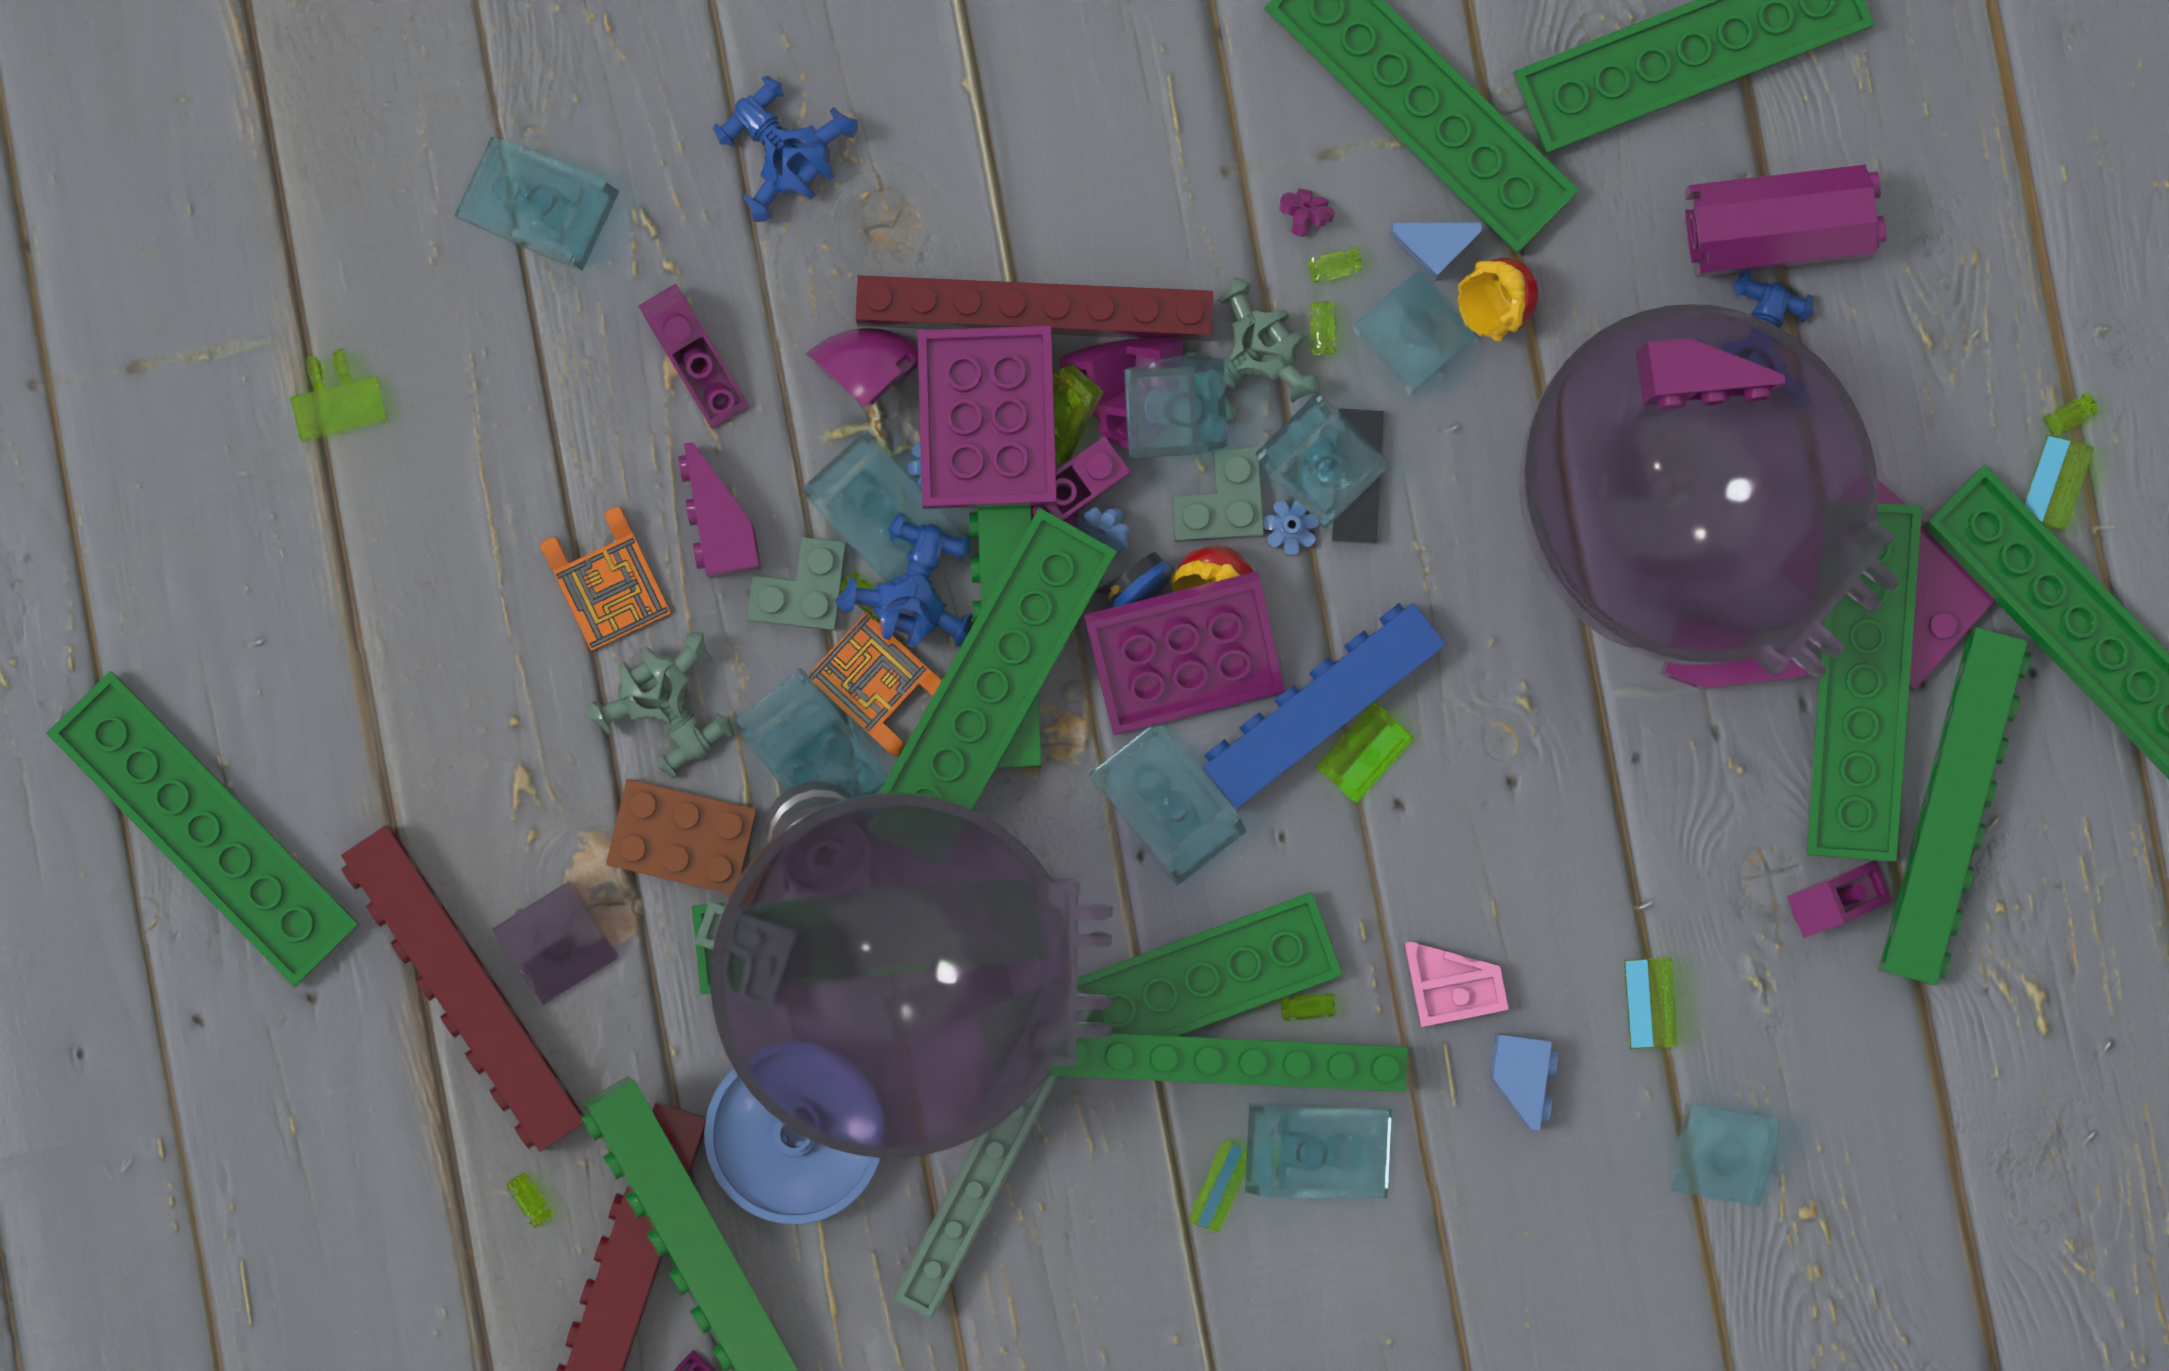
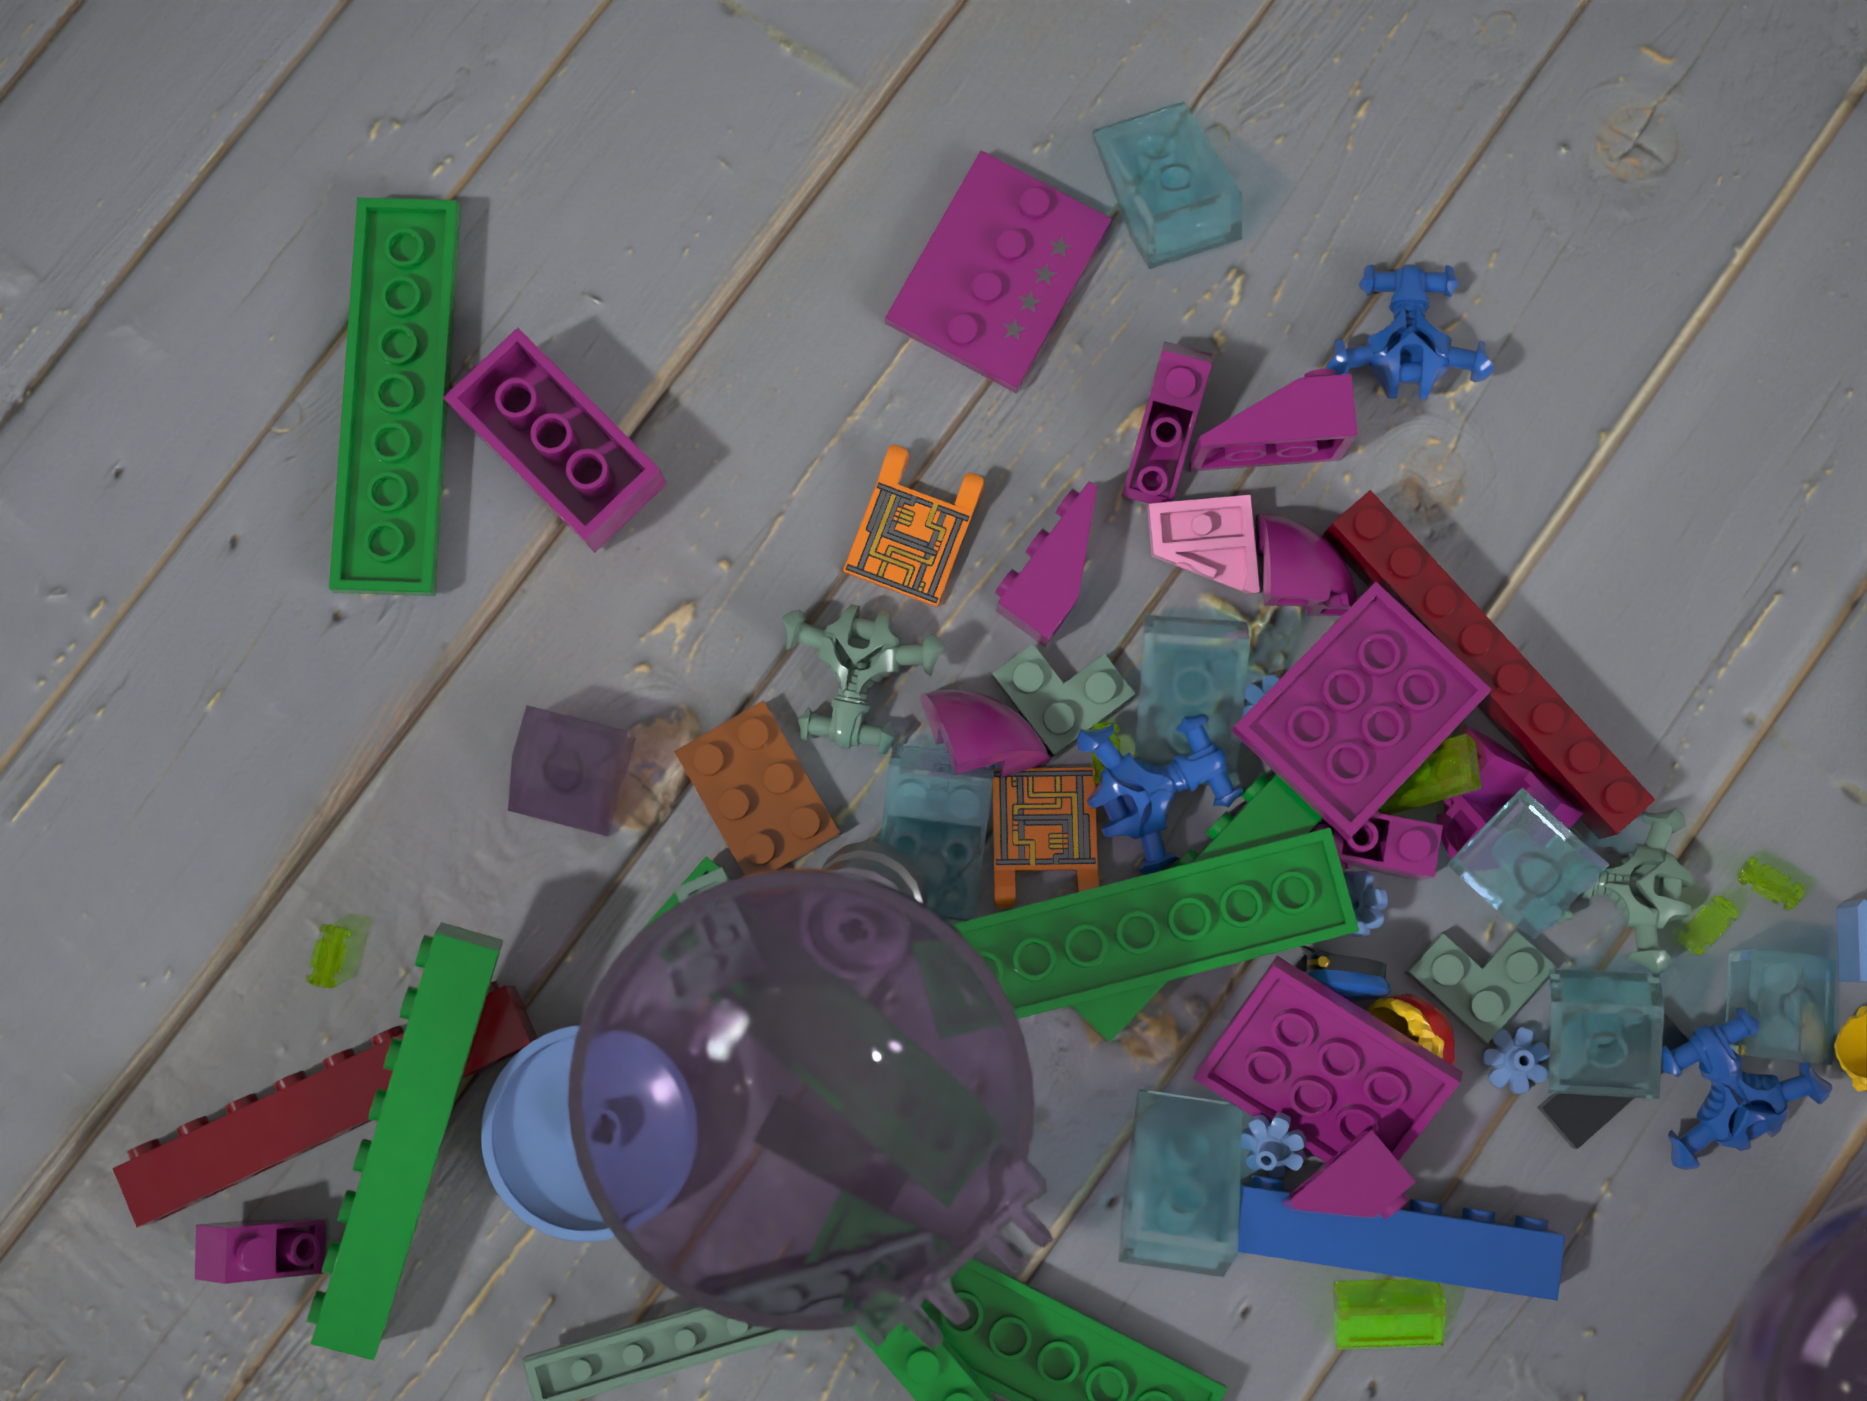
camera: 50 degrees right, 5 degrees down
(335, 754) = (556, 440): none -> magenta brick
(339, 406) = (846, 183): clear neon green hinge -> none
(463, 988) = (456, 732): dark red brick -> none
(489, 365) = (998, 271): none -> magenta plate
(770, 282) = (1295, 425): none -> magenta slope
(778, 661) = (982, 732): none -> magenta brick
(791, 402) = (1208, 539): none -> bright pink wing
(1199, 725) = (1273, 1145): none -> medium blue plant
(1261, 700) = (1355, 1182): none -> magenta slope
(1305, 210) = (1790, 815): magenta plant -> none
(1441, 418) = (1738, 1103): none -> blue piece

